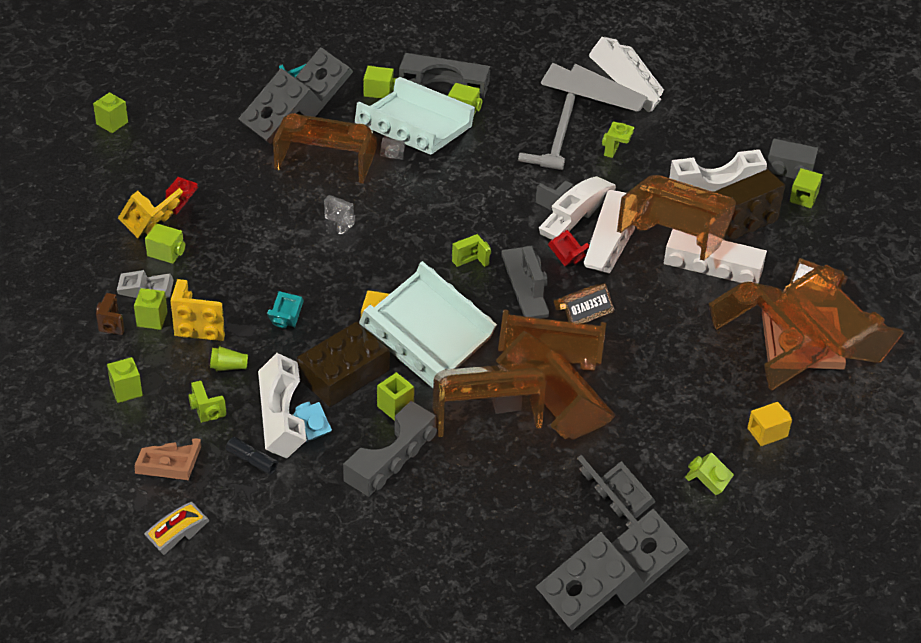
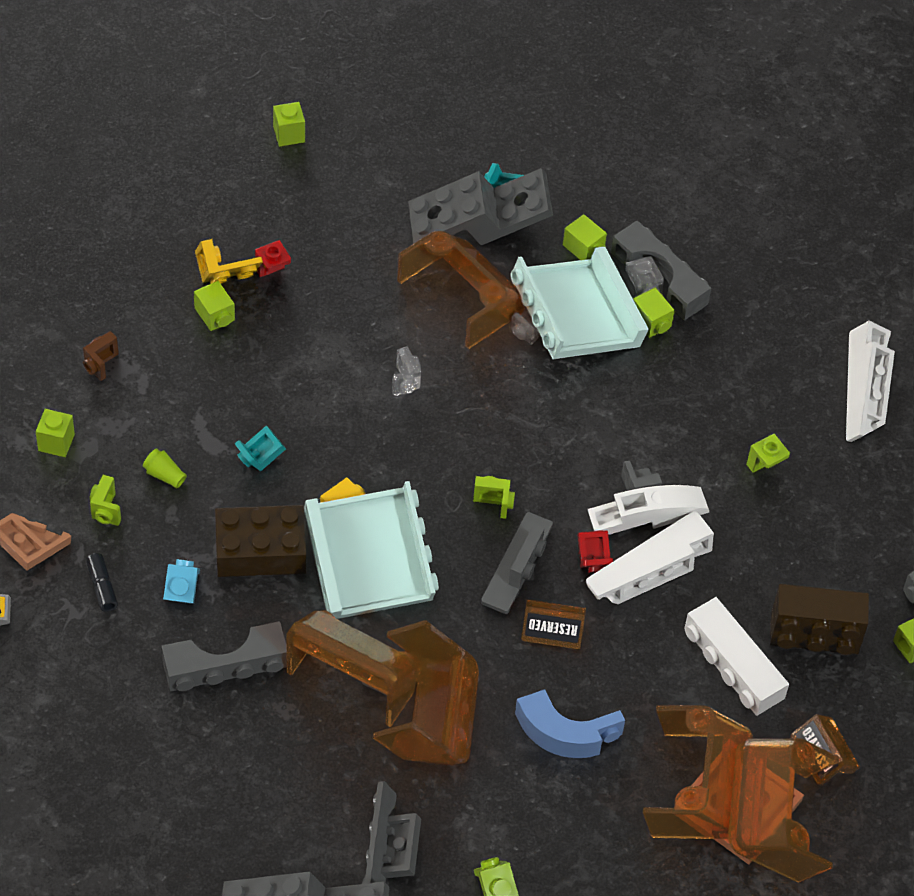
camera: 35 degrees right, 10 degrees up
(131, 282) = (160, 341): light grey slope -> none
(150, 308) = (140, 371): lime brick -> none
(195, 317) = (162, 402): yellow bracket -> none
(277, 383) = (147, 569): white arch -> none
(394, 394) = (273, 604): lime brick -> none
(439, 81) = (644, 275): none -> clear bracket
(553, 159) = (684, 439): light grey bar -> none
(574, 341) = (500, 653): clear orange windscreen -> none
(593, 86) = (805, 376): light grey wedge -> none
(657, 363) = (564, 735): none -> medium blue arch
(680, 208) = (735, 578): clear orange windscreen -> none
(739, 168) = (803, 551): white arch -> none
(769, 423) = (607, 871): yellow brick -> none

